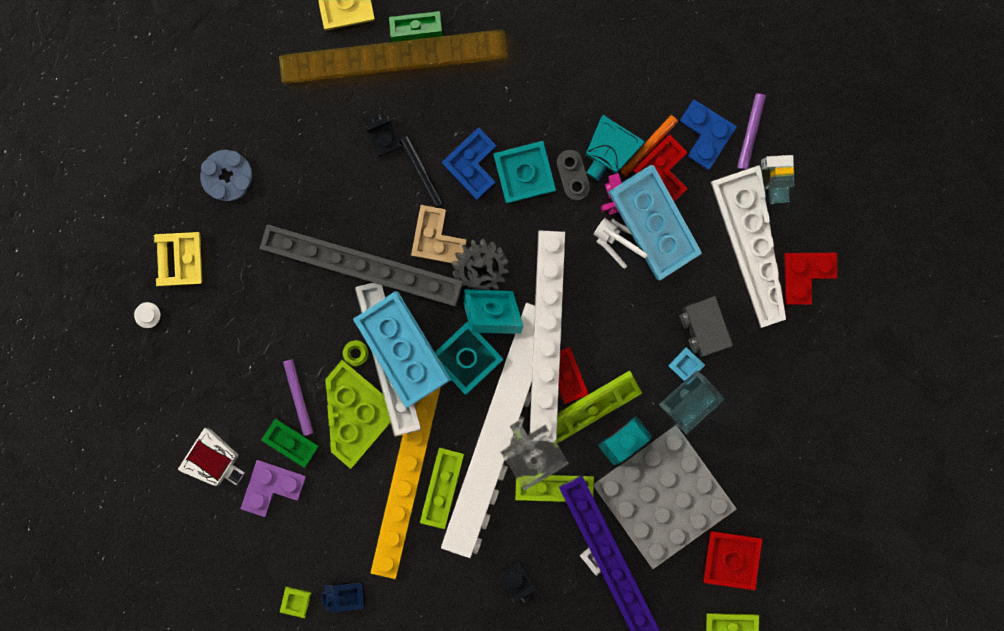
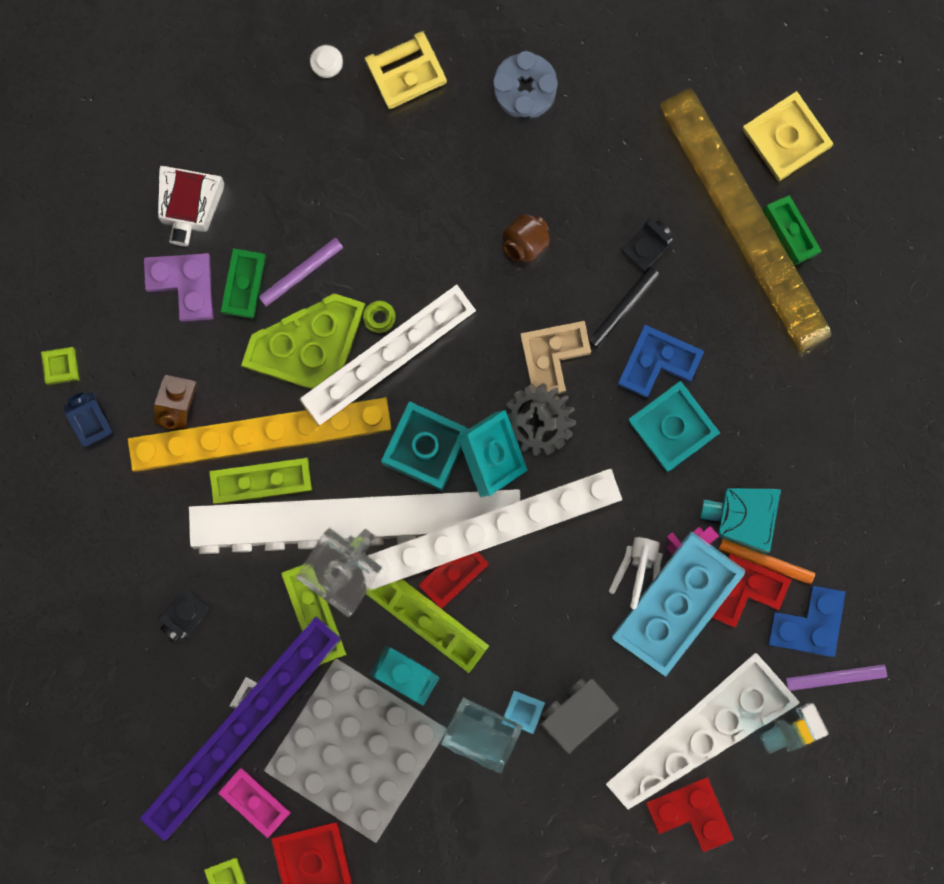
camera: 65 degrees right, 5 degrees down
(342, 222) = (526, 238): none -> reddish brown head
(357, 528) = (174, 402): none -> reddish brown bracket
(361, 265) = (484, 281): dark grey plate -> none
(402, 349) = (404, 364): medium azure plate -> none
(573, 174) = (694, 485): dark grey plate -> none
(673, 584) = (254, 802): none -> dark pink plate

